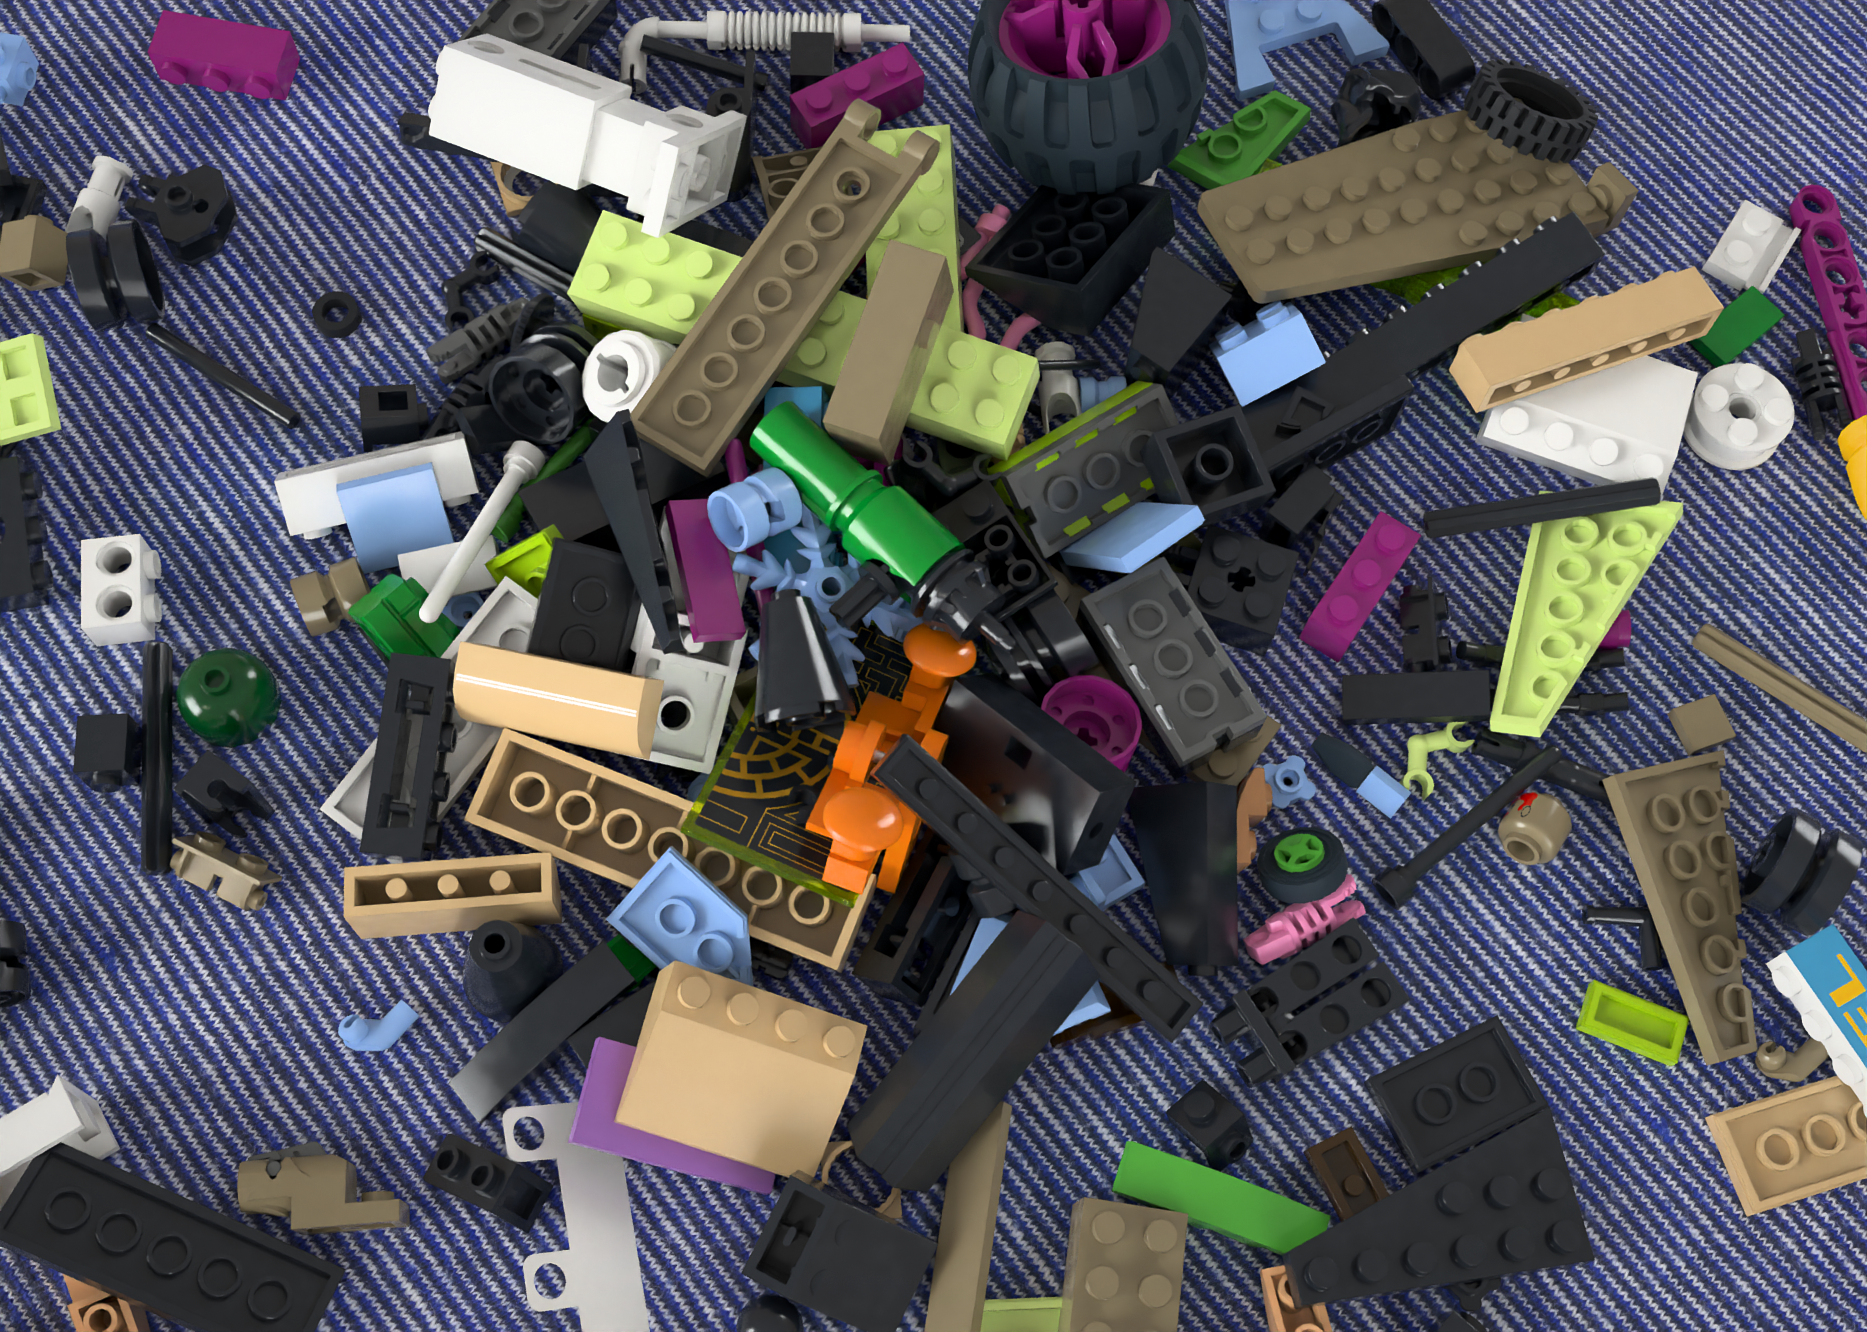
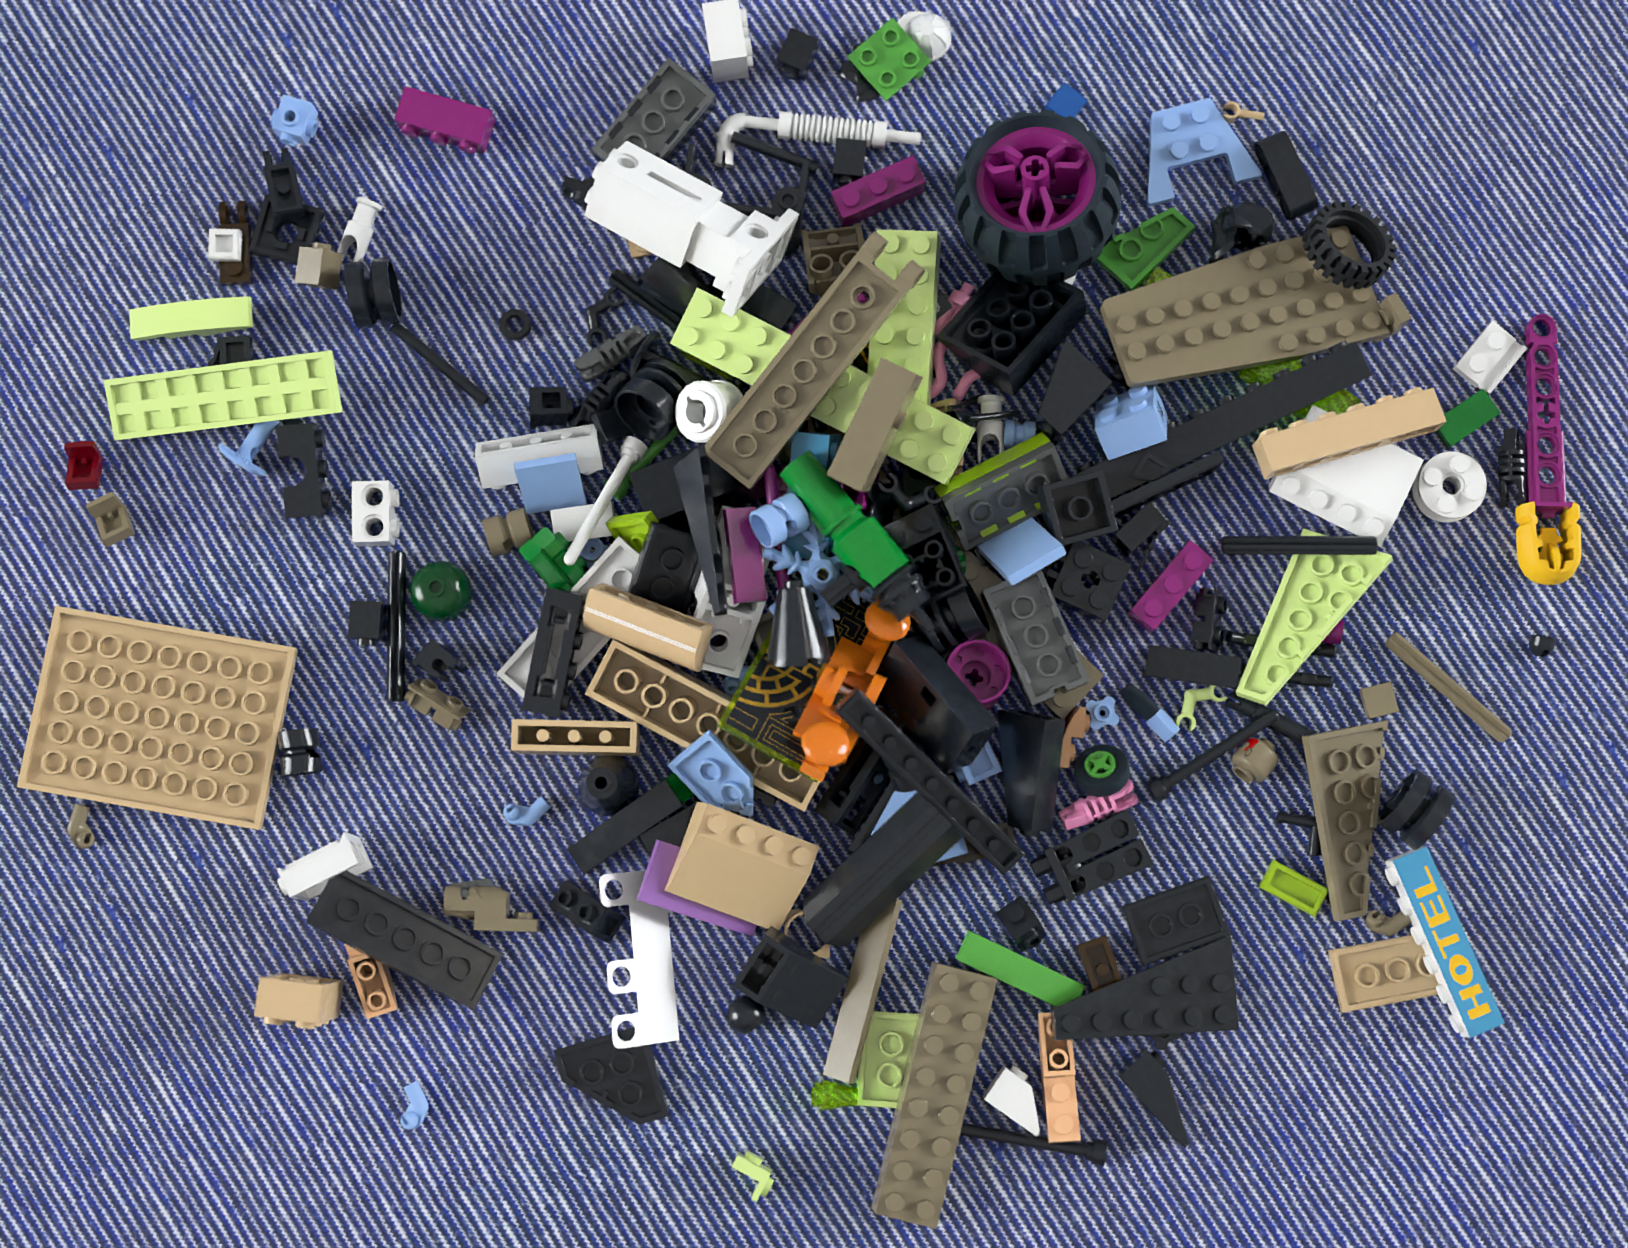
camera: 15 degrees right, 15 degrees up
(187, 211) = (417, 242): black hinge -> none

